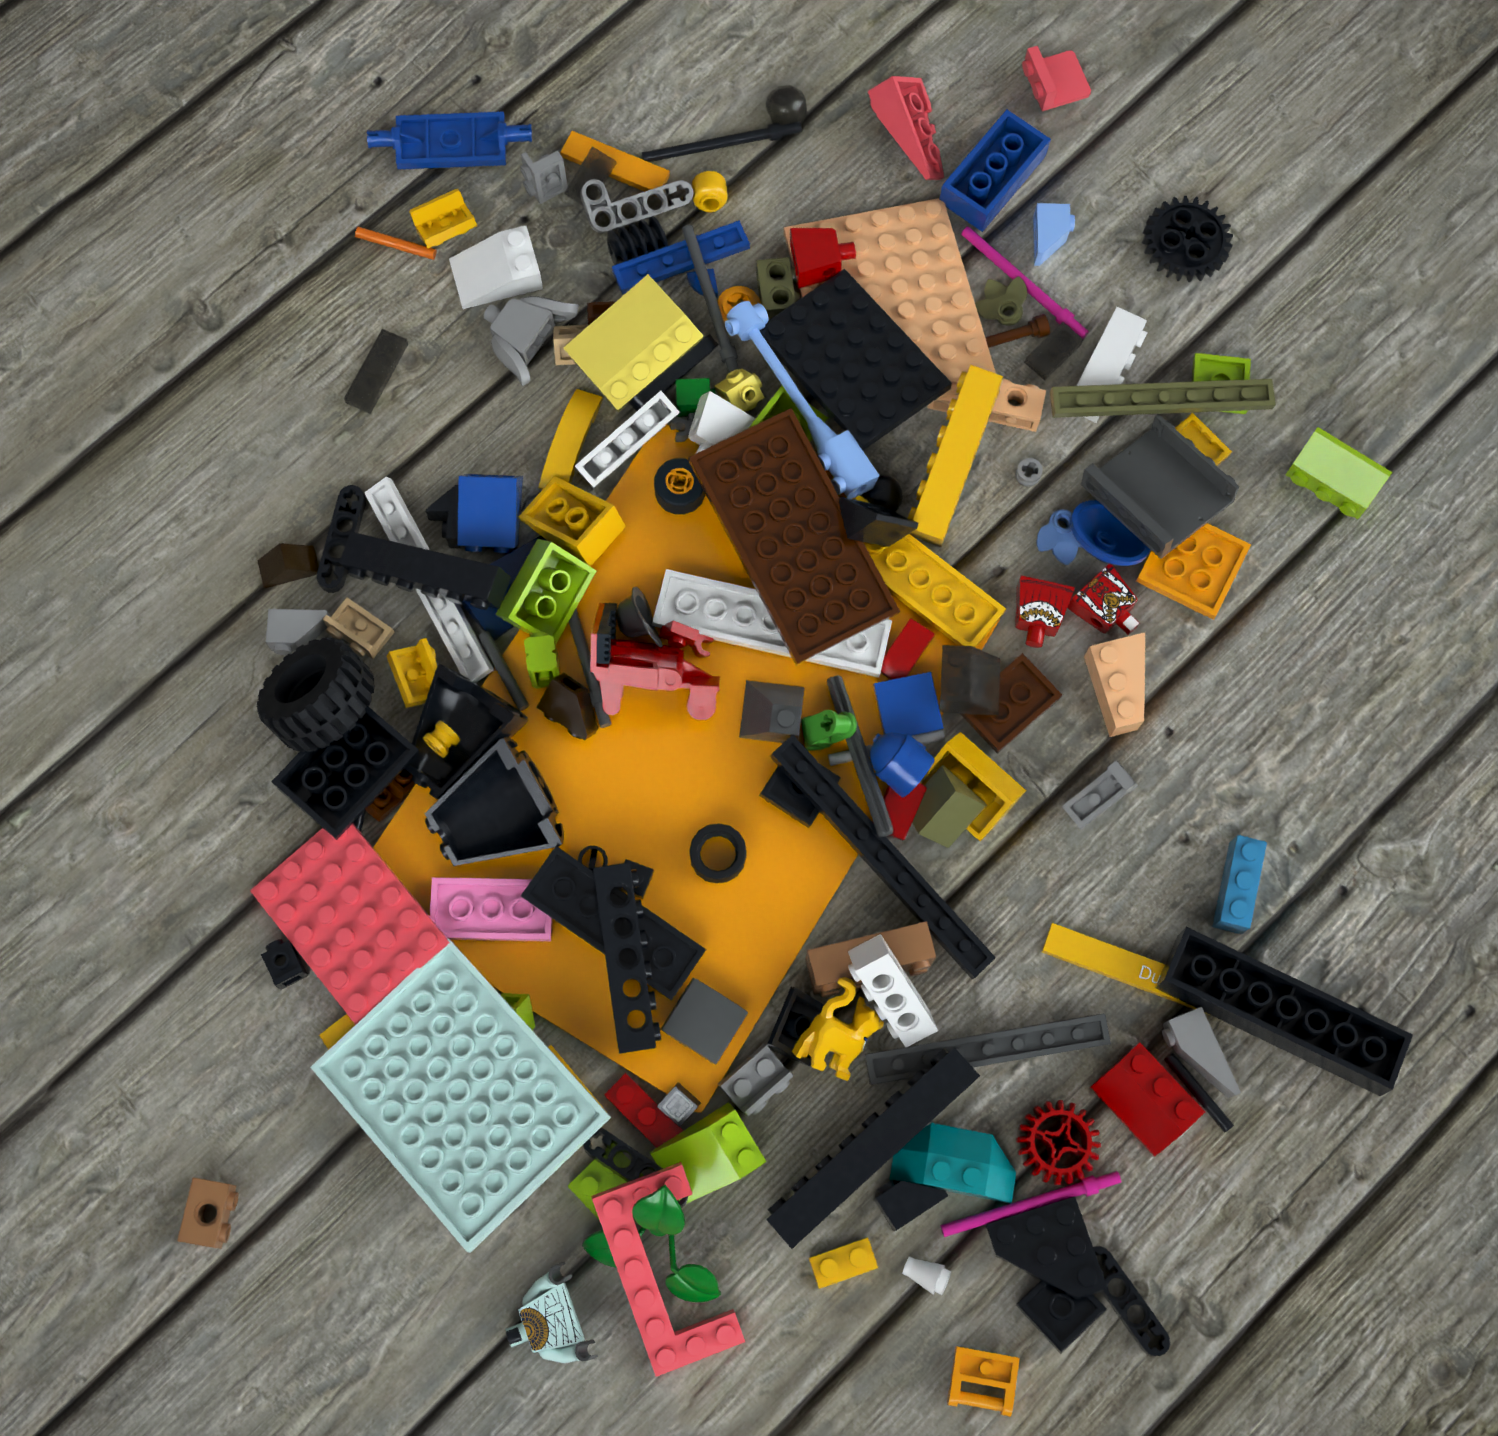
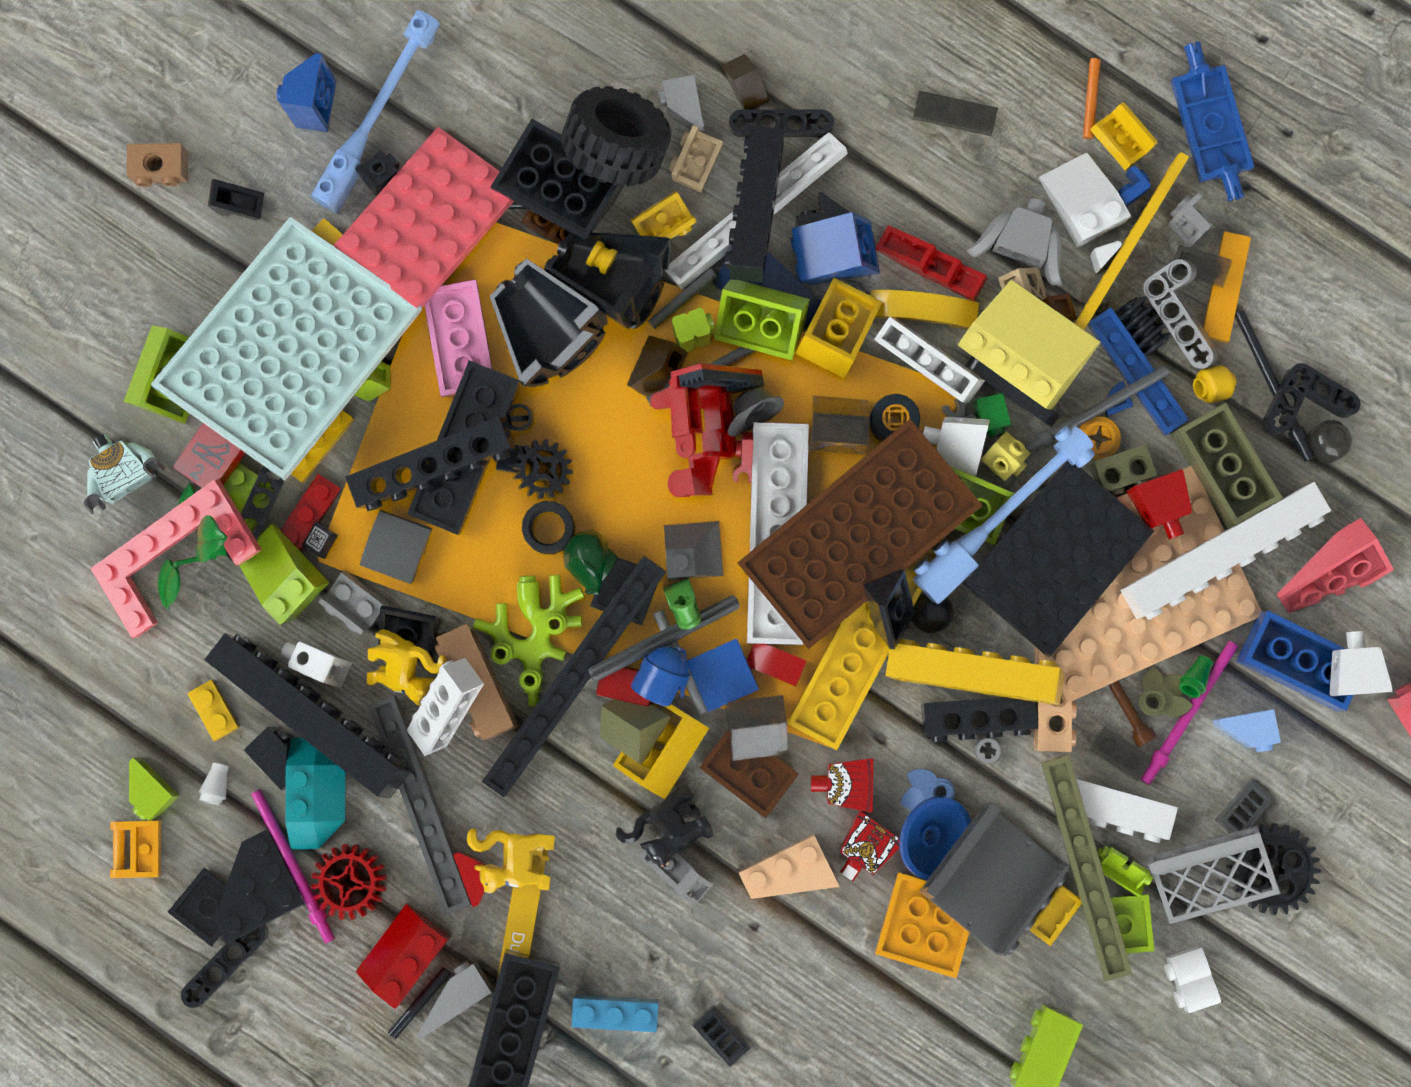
camera: 85 degrees right, 10 degrees up
(179, 1018) = (308, 94): none -> blue slope
(259, 993) = (341, 173): none -> light blue bar
(274, 1127) = (235, 199): none -> black slope
(437, 1252) = (157, 352): none -> lime slope
(493, 216) = (1140, 186): none -> blue bracket
(525, 424) = (931, 263): none -> red slope
(548, 234) = (1131, 240): none -> yellow tile
(559, 264) = (1103, 254): none -> white slope
(560, 1214) = (208, 457): none -> tile
(654, 846) = (535, 460): none -> black gear
(674, 535) = (839, 425): none -> clear smoke slope
(734, 115) = (1308, 389): none -> black beam
(763, 813) = (589, 559): none -> dark green helmet
(792, 195) = (1226, 466): none -> olive brick
(821, 1122) = (316, 663): none -> white torso
(841, 891) = (538, 645): none -> lime plant
(877, 213) = (1226, 550): none -> white brick
(922, 1352) = (148, 791): none -> lime slope
(985, 512) = (934, 715): none -> black brick
(993, 267) = (1196, 678): none -> green cone
(1015, 116) = (1358, 668): none -> white torso
(1051, 789) = (669, 821): none -> black animal
(1067, 951) = (517, 859): none -> yellow animal
(1074, 1002) = (471, 877): none -> red slope
(1125, 265) = (1223, 817): none -> dark grey slope
(1163, 287) = (1207, 851): none -> light grey fence
(1175, 363) = (1130, 877): none -> lime hinge
(1258, 798) = (704, 1019): none -> black slope
(1282, 331) = (1192, 980): none -> white brick

